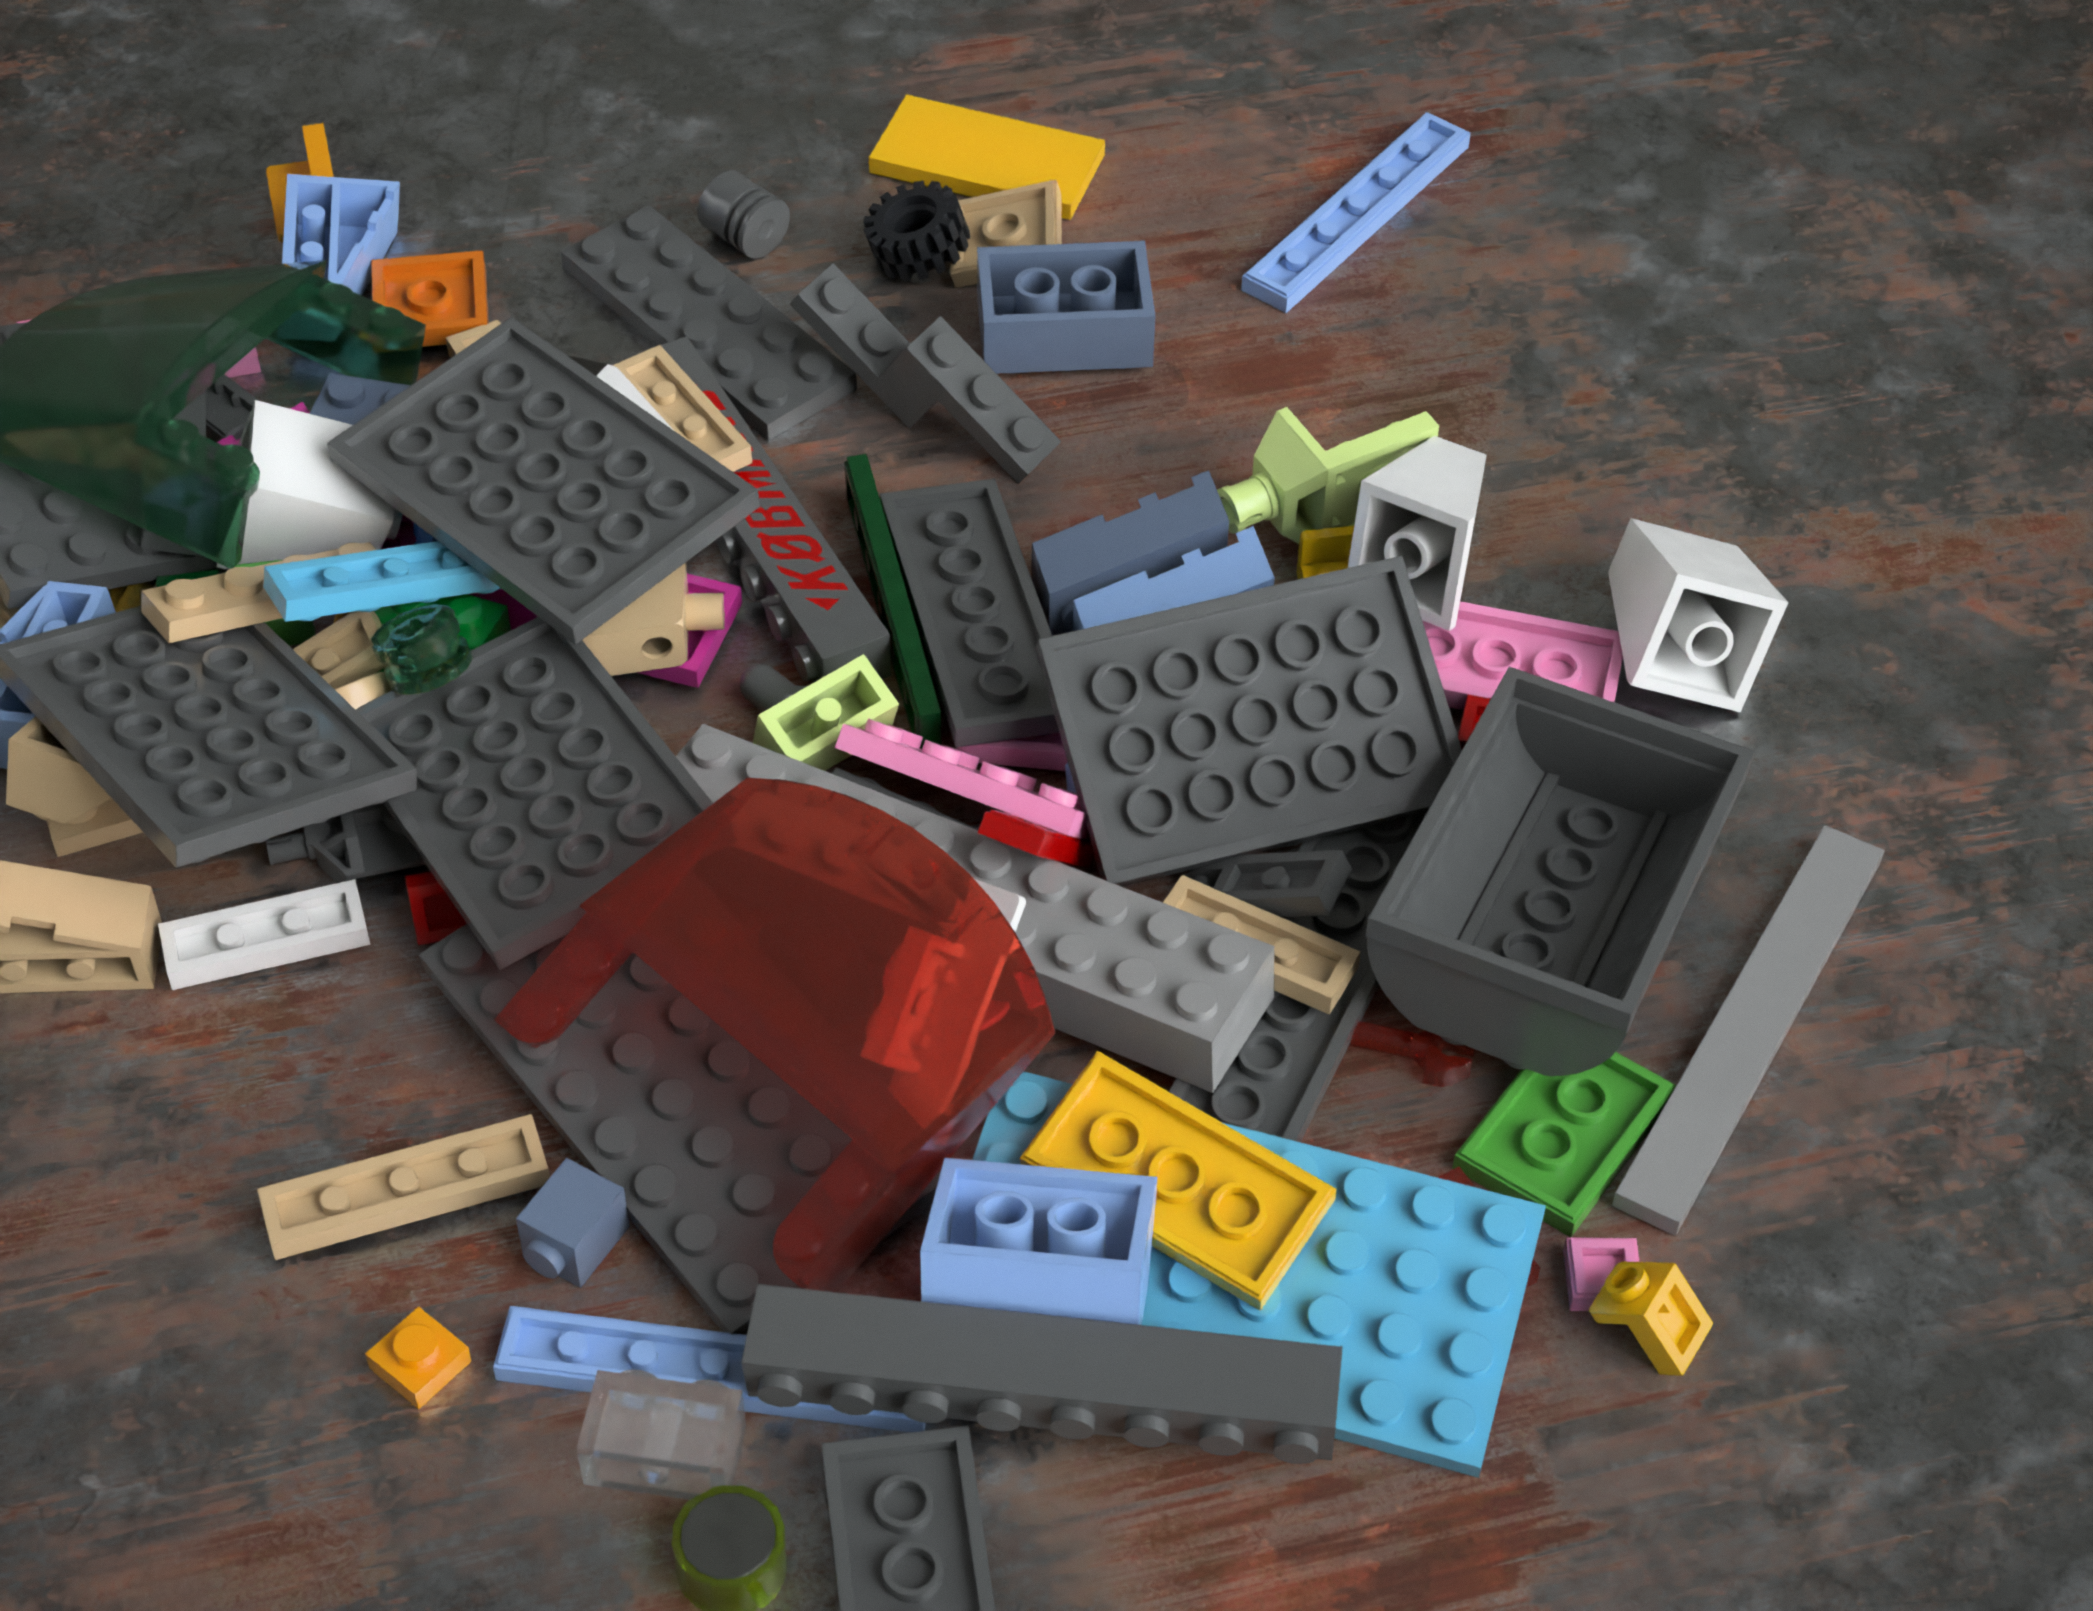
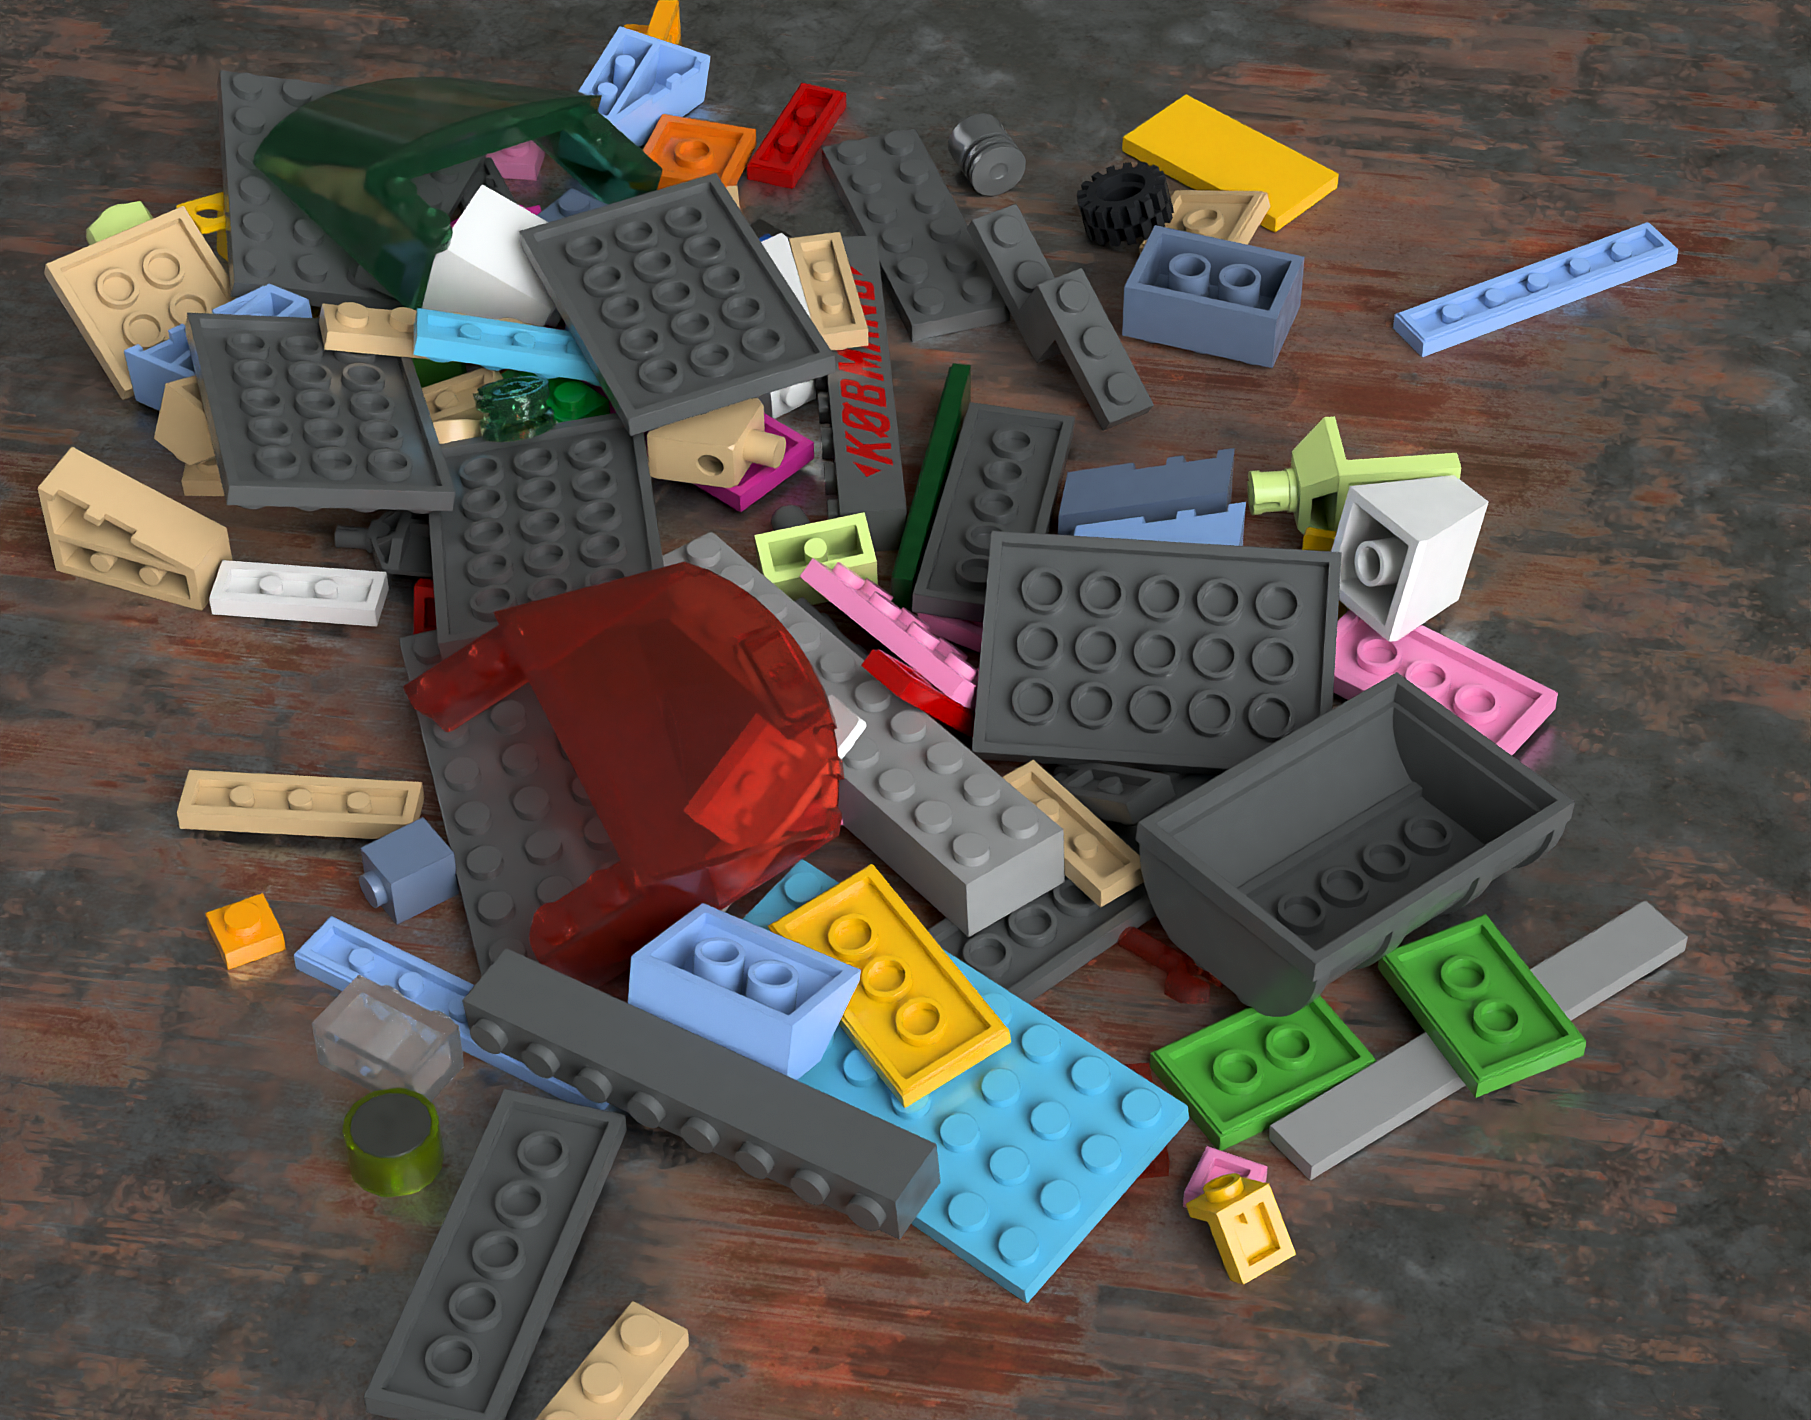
camera: 25 degrees right, 5 degrees down
(522, 245) = (796, 136): none -> red tile
(1691, 614) = (1617, 692): white slope -> none
(1751, 993) = (1481, 1005): none -> bright green tile

